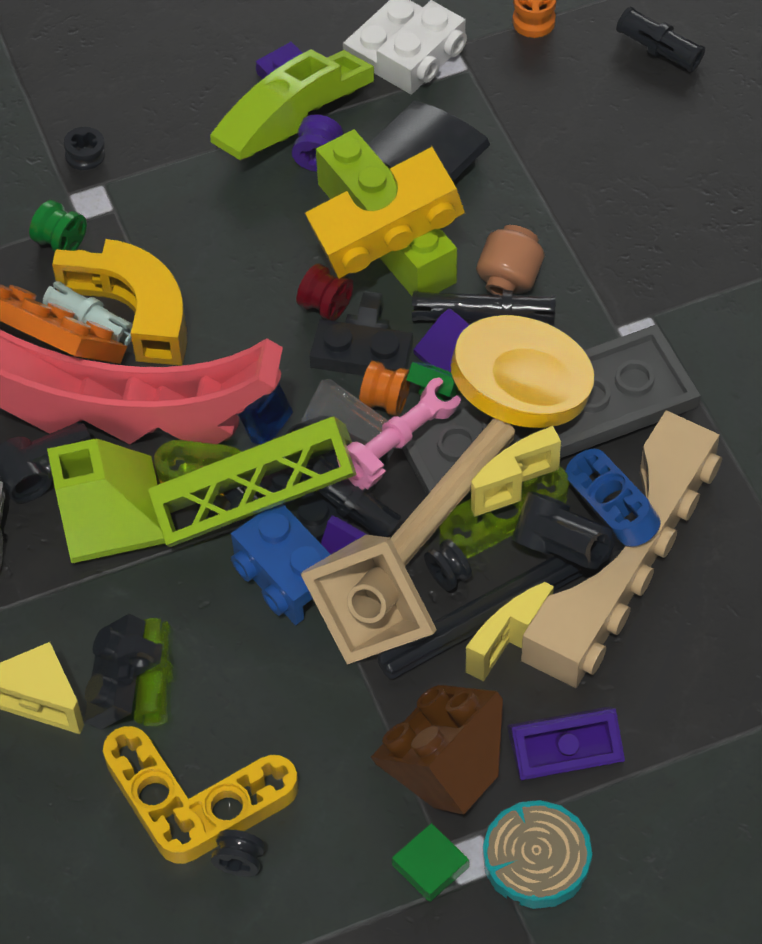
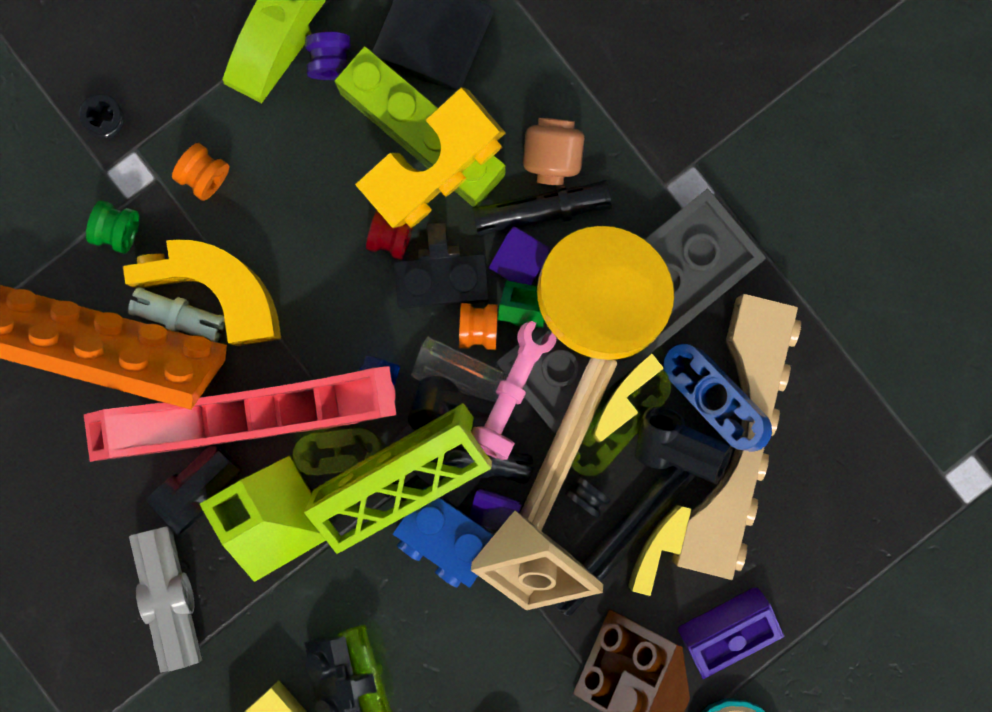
camera: 15 degrees left, 30 degrees up
(160, 204) = (200, 171): none -> orange wheel

